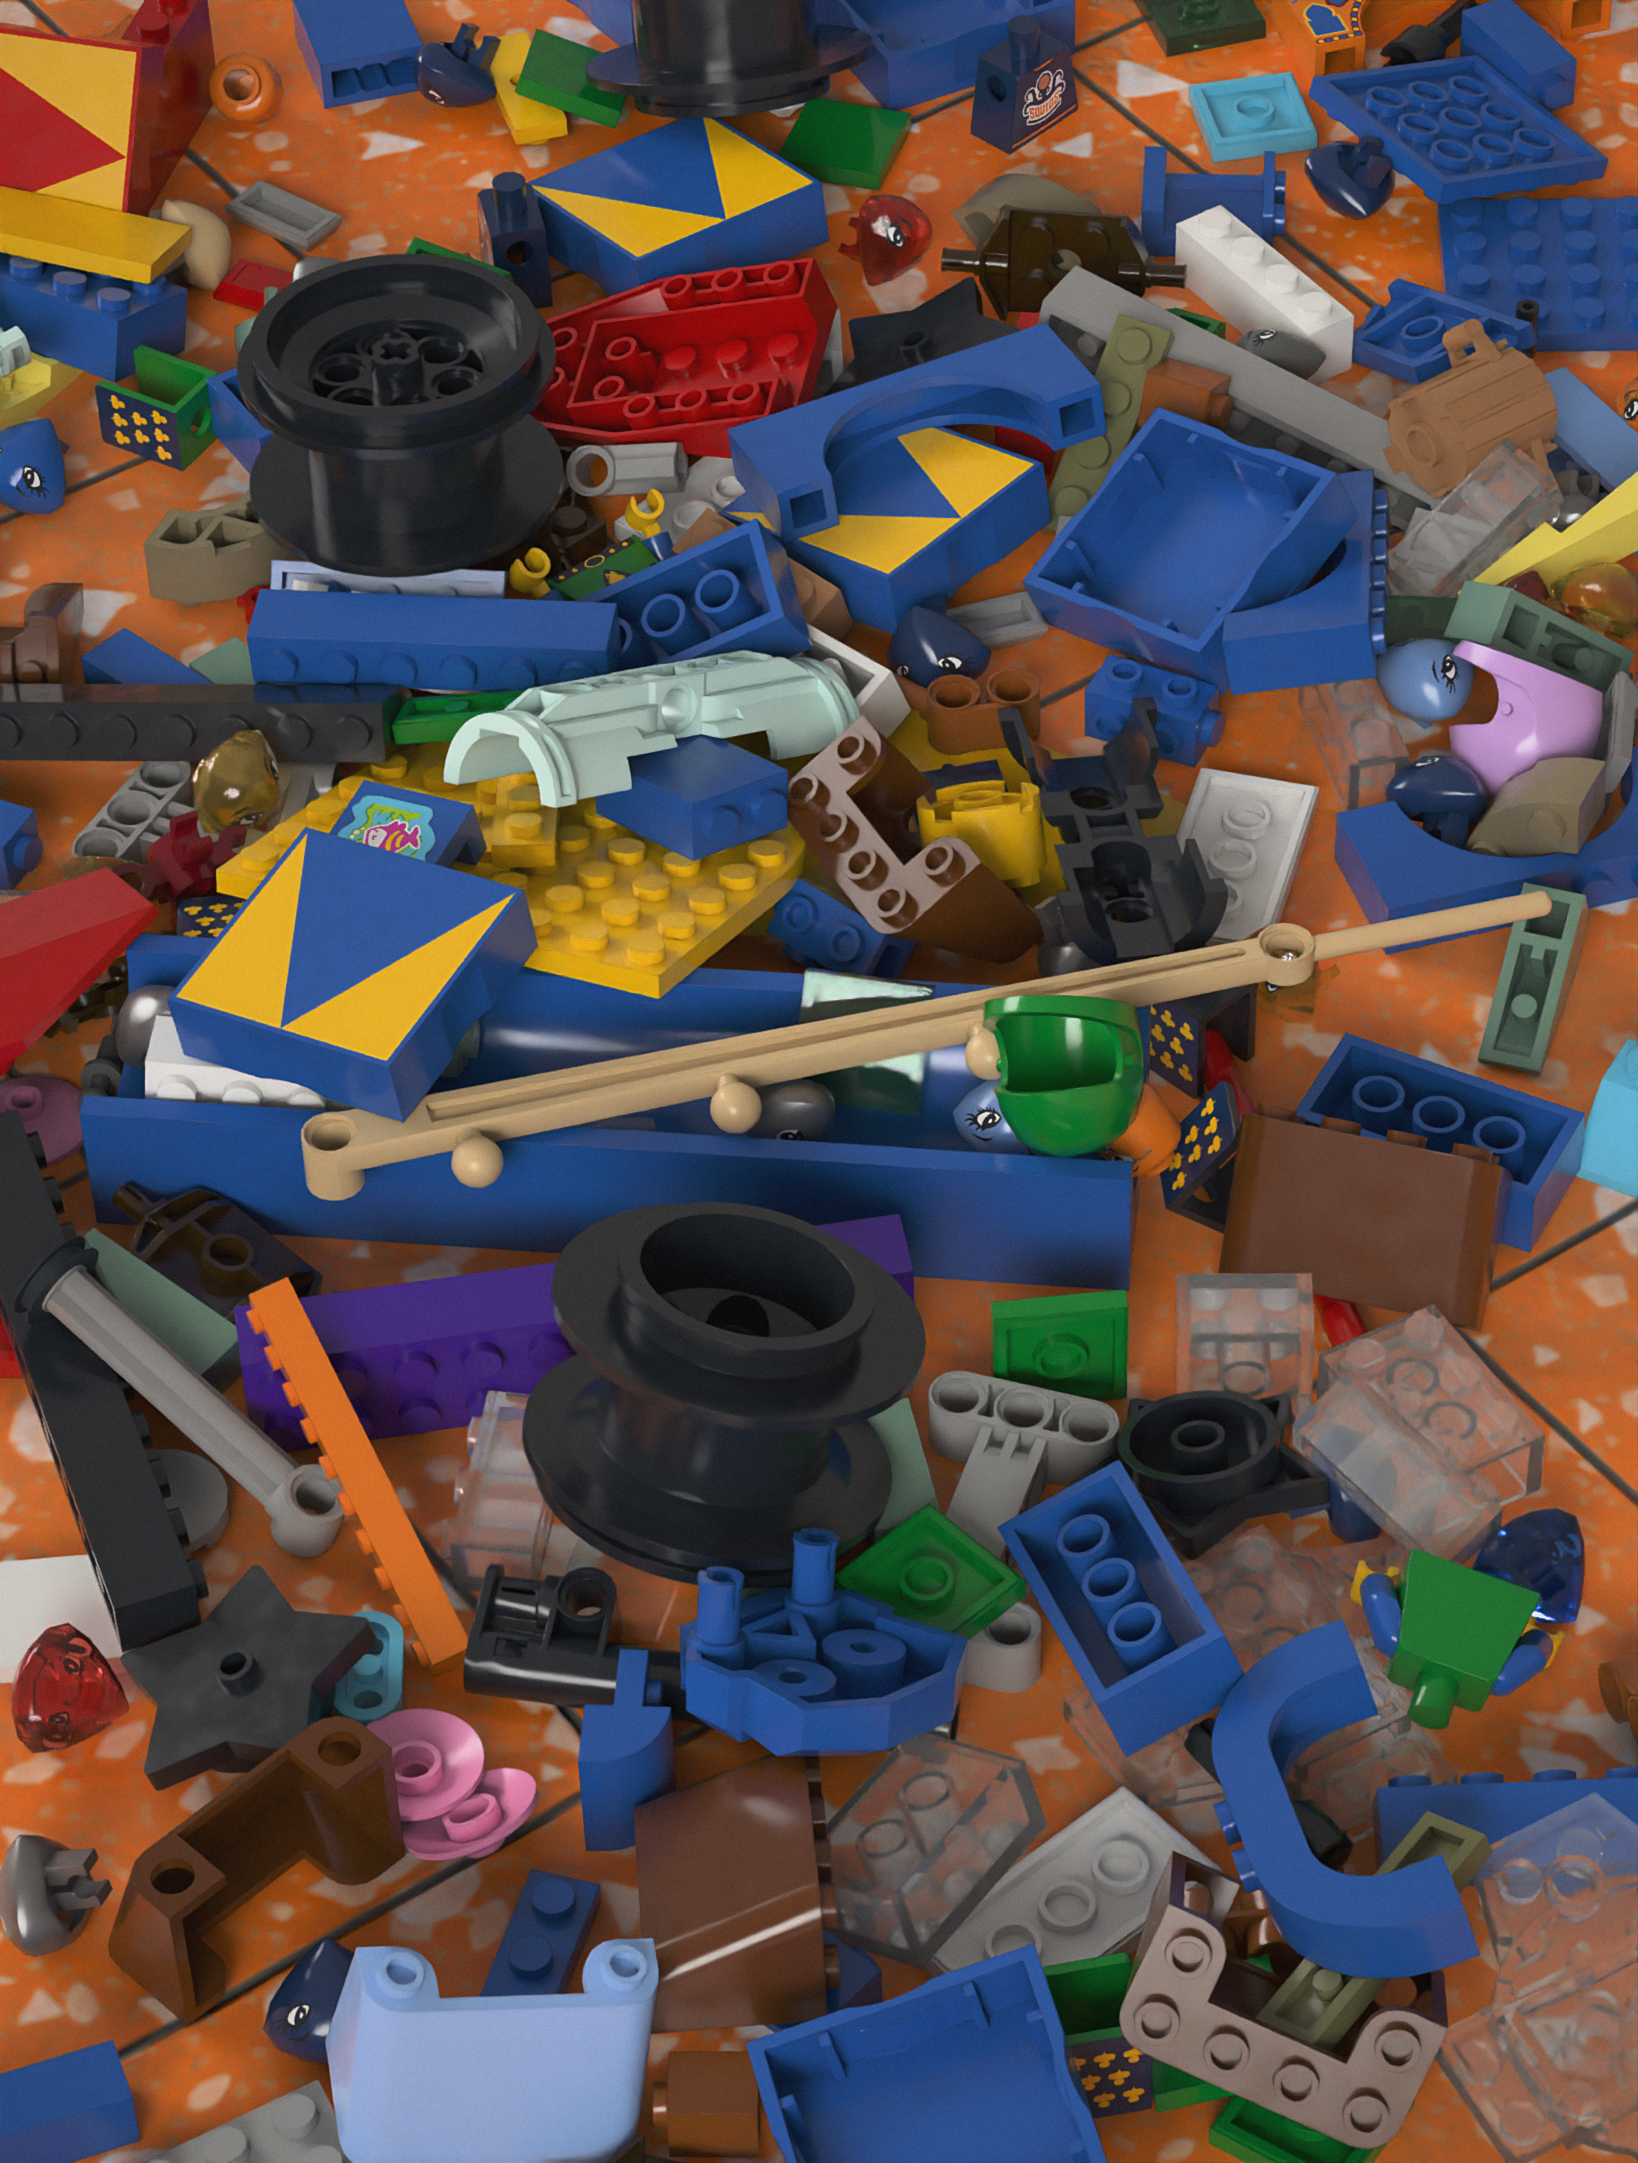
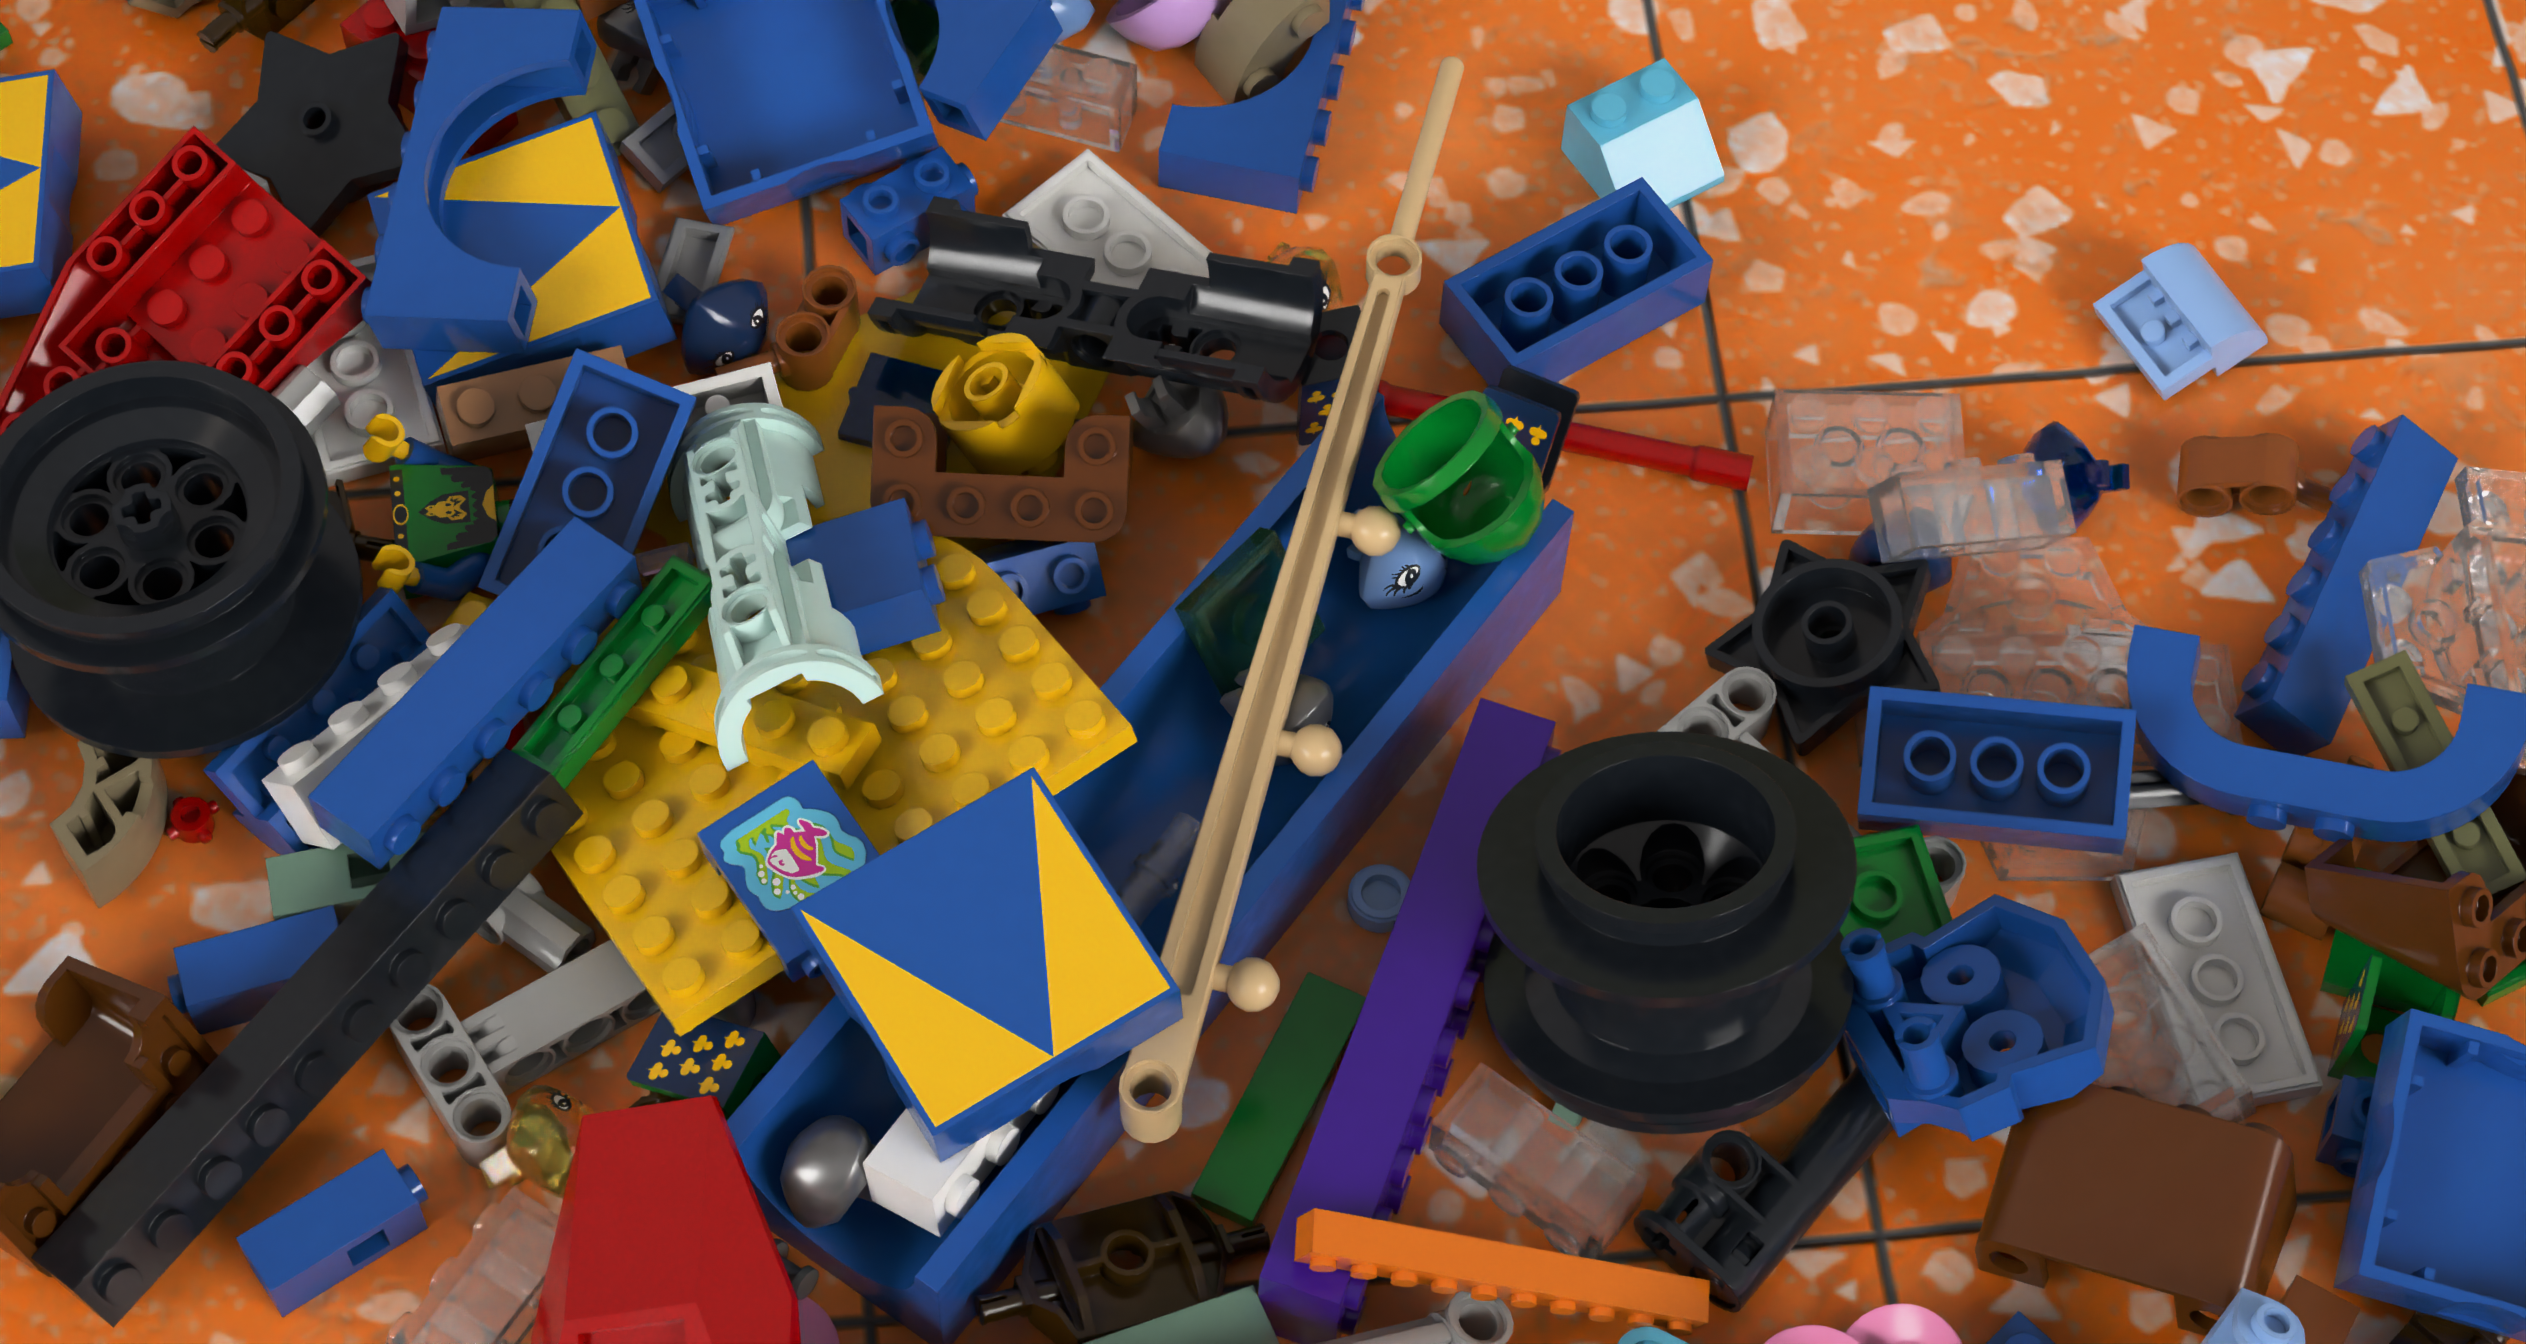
camera: 65 degrees left, 15 degrees up
(182, 863) = (593, 1050): dark red pin -> none
(238, 784) = (518, 950): clear yellow piece -> none
(624, 1755) = (1925, 1212): blue brick -> none
(890, 237) = (126, 64): clear red piece -> none
(1063, 1343) = (1657, 662): green tile -> none
(1245, 1335) = (1730, 540): clear brick -> none
(1366, 1214) = (1661, 386): reddish brown windscreen -> none
(1440, 795) = (1183, 72): dark blue piece -> none
(1452, 1634) = (2127, 570): green torso -> none
(1535, 983) = (1392, 106): sand green slope -> none

